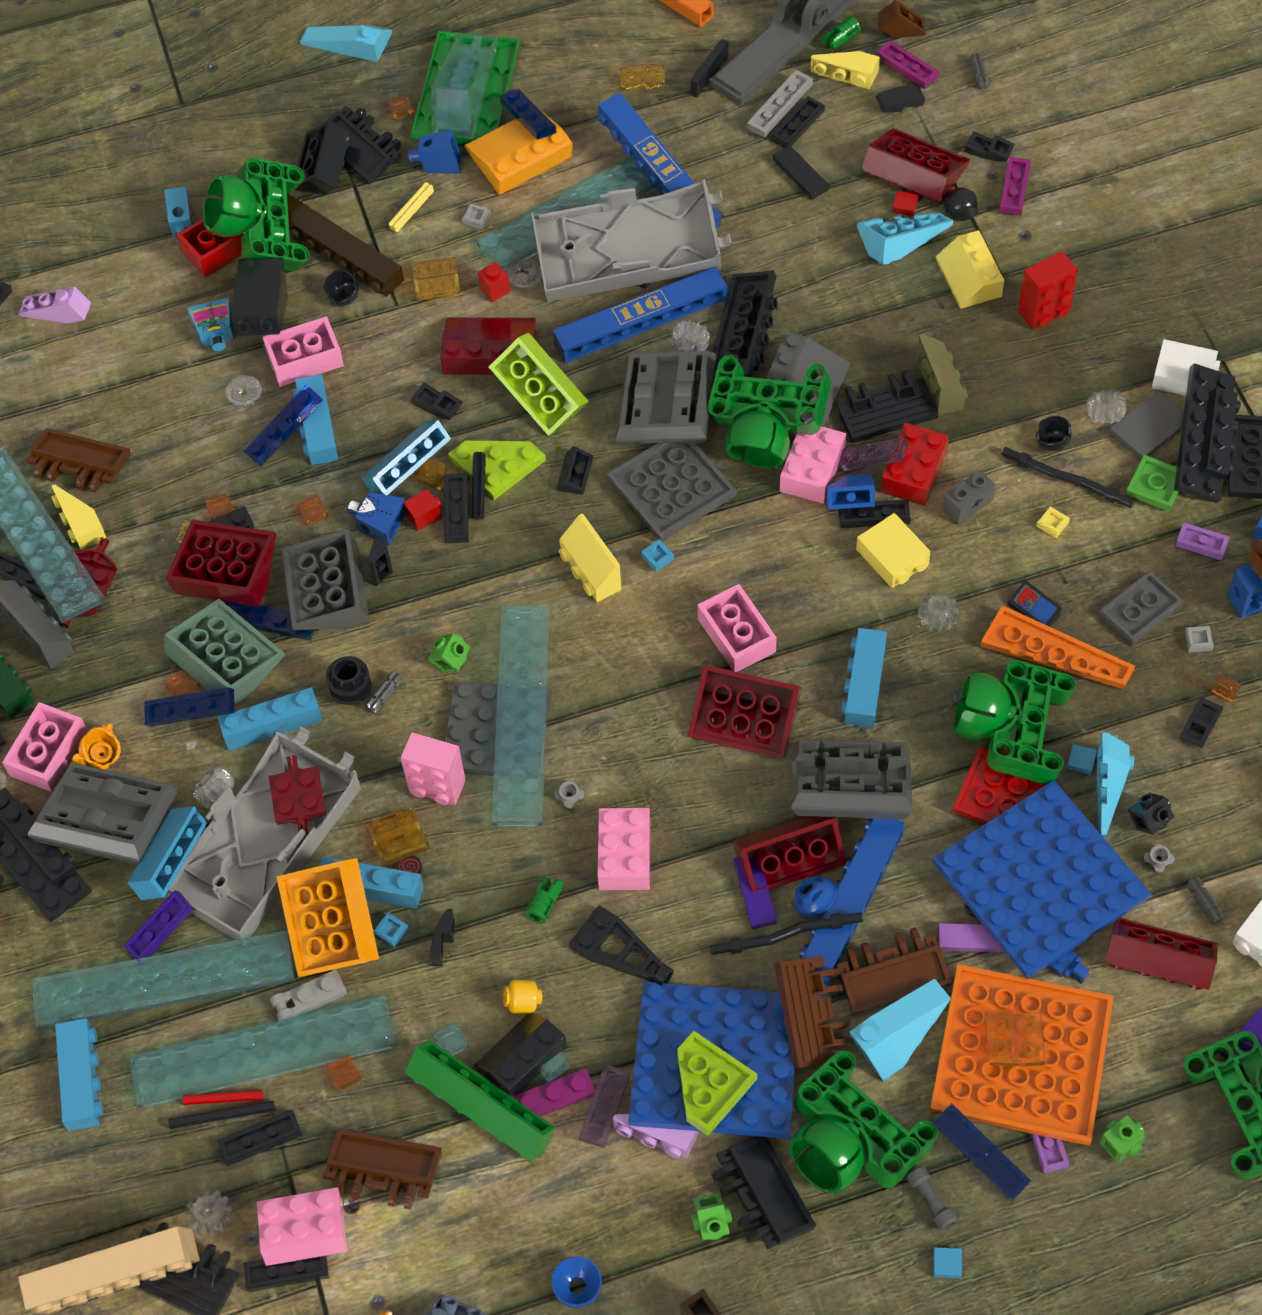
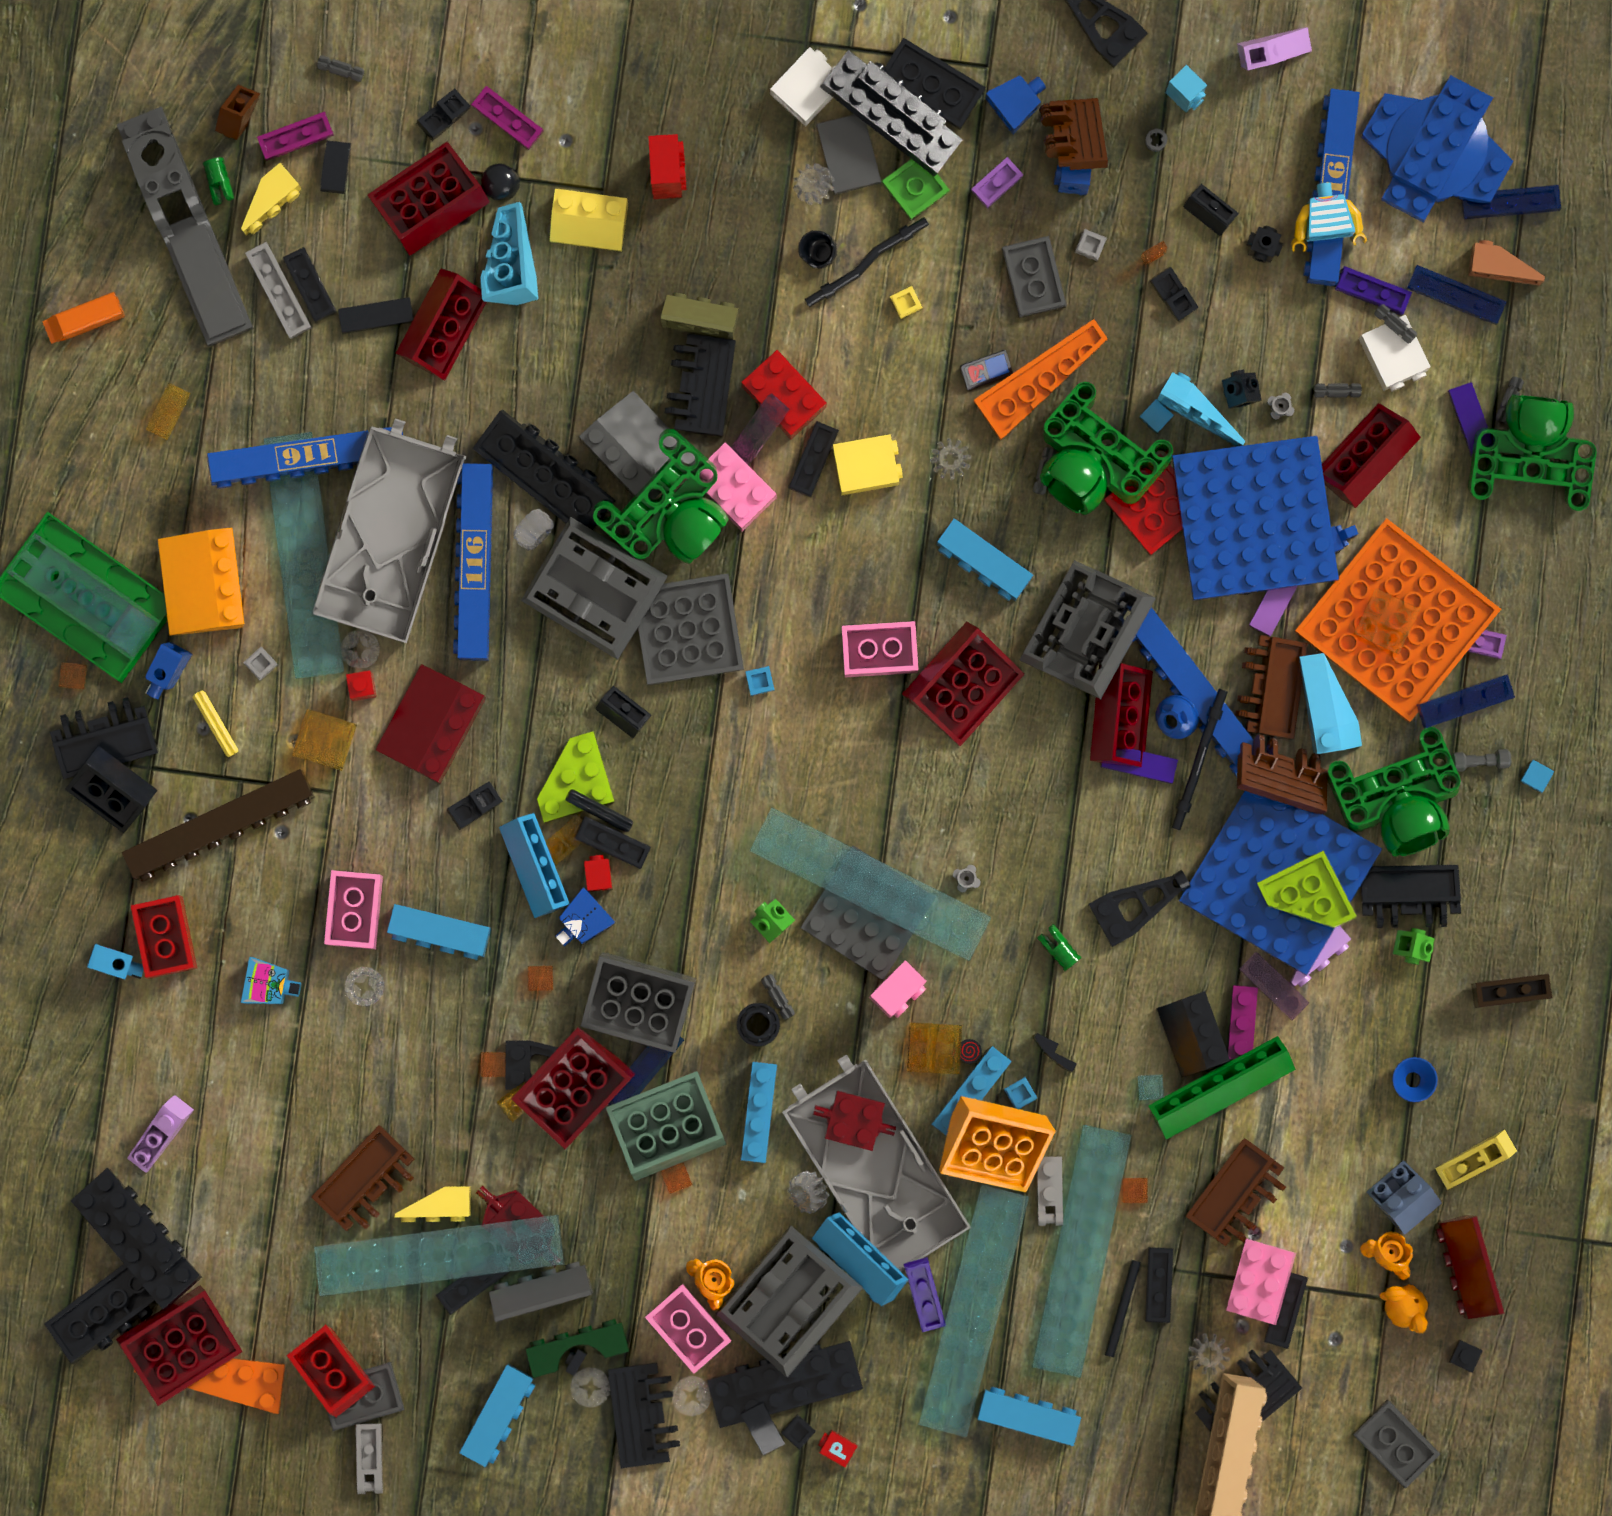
camera: 70 degrees left, 25 degrees up
(189, 707) = (714, 1181): clear blue plate -> none
(223, 1097) = (1107, 1301): red bar -> none
(257, 208) = (167, 896): green beam -> none
(259, 297) = (275, 927): black slope -> none
(283, 425) = (436, 966): clear blue plate -> none
(341, 287) = (291, 838): black hair -> none
(379, 562) = (643, 940): black slope -> none
(522, 996) = (1143, 1009): yellow head -> none
(528, 114) = (170, 554): clear blue plate -> none
(538, 383) = (518, 701): lime slope -> none
(555, 1067) = (1220, 1011): clear light blue tile -> none
(590, 559) = (739, 747): light yellow slope -> none
(624, 849) = (1048, 857): bright pink brick -> none
(709, 67) = (193, 337): black tile -> none
(820, 214) = (442, 324): none -> dark red slope
(851, 492) = (788, 468): blue slope -> none
(905, 203) = (469, 234): red tile -> none
(968, 497) = (845, 365): dark grey brick -> none
(1123, 1139) = (1506, 589): bright green brick -> none

